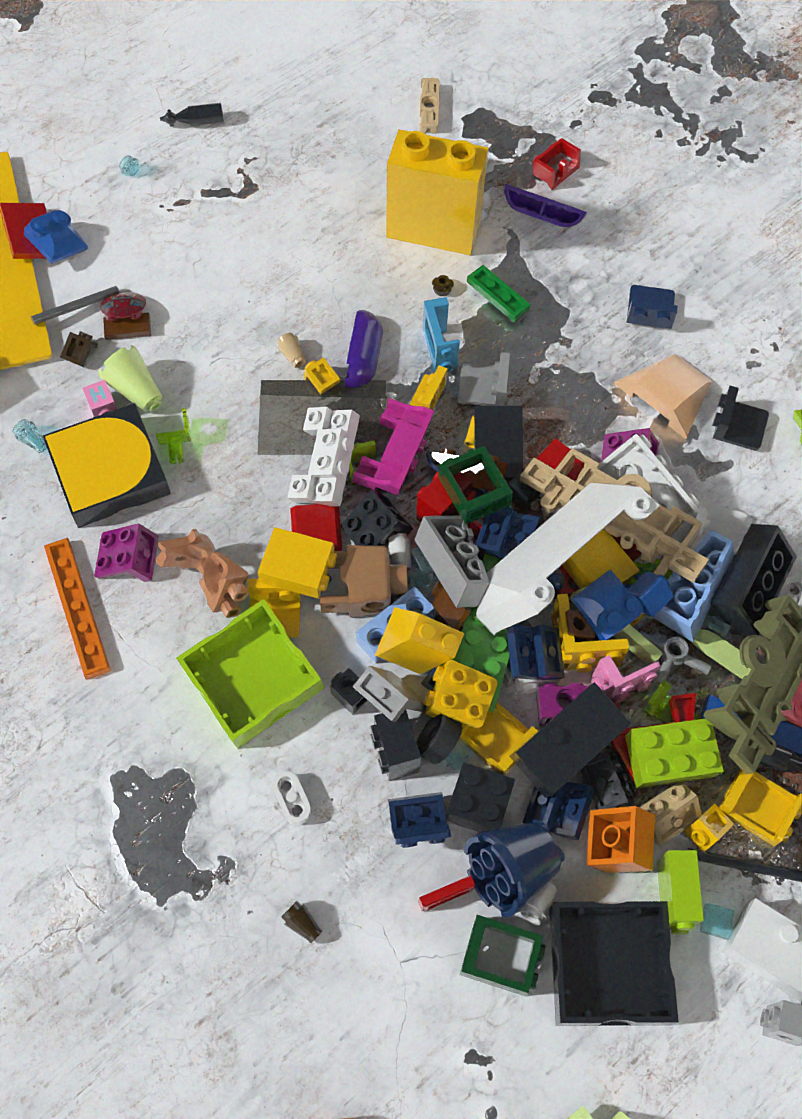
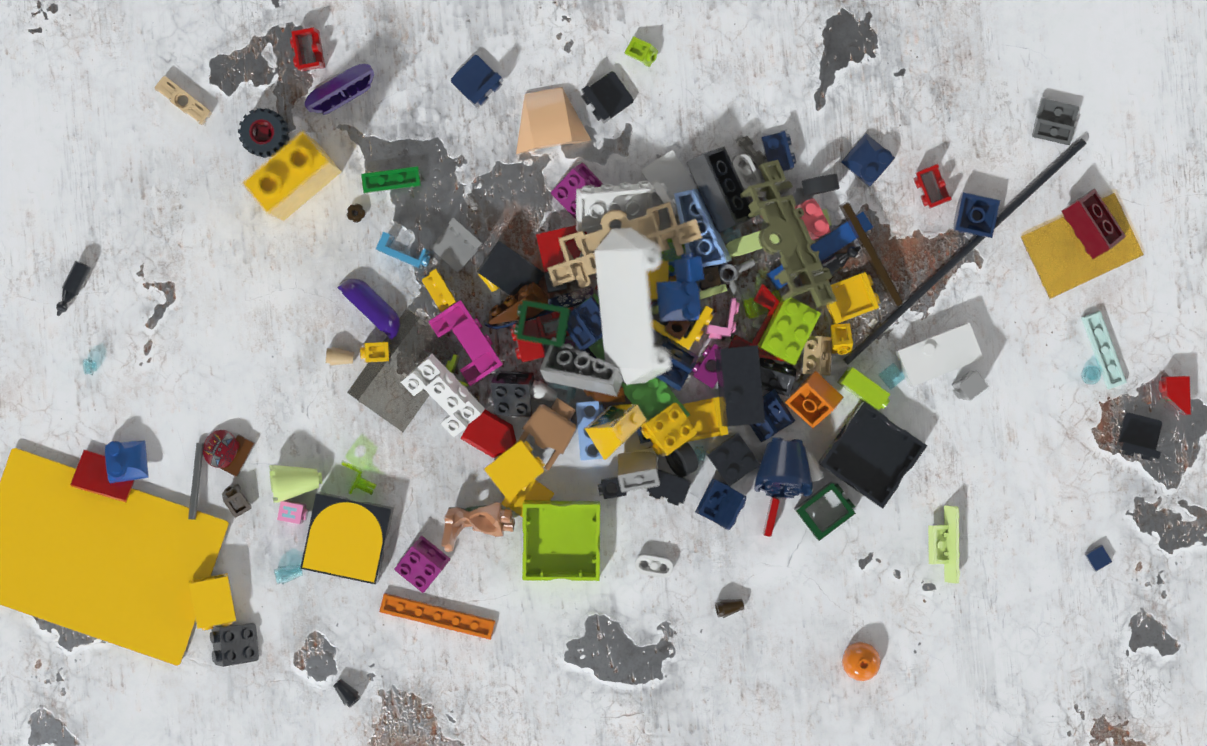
camera: 50 degrees left, 25 degrees up
(657, 631) = (711, 276): none -> dark brown bracket

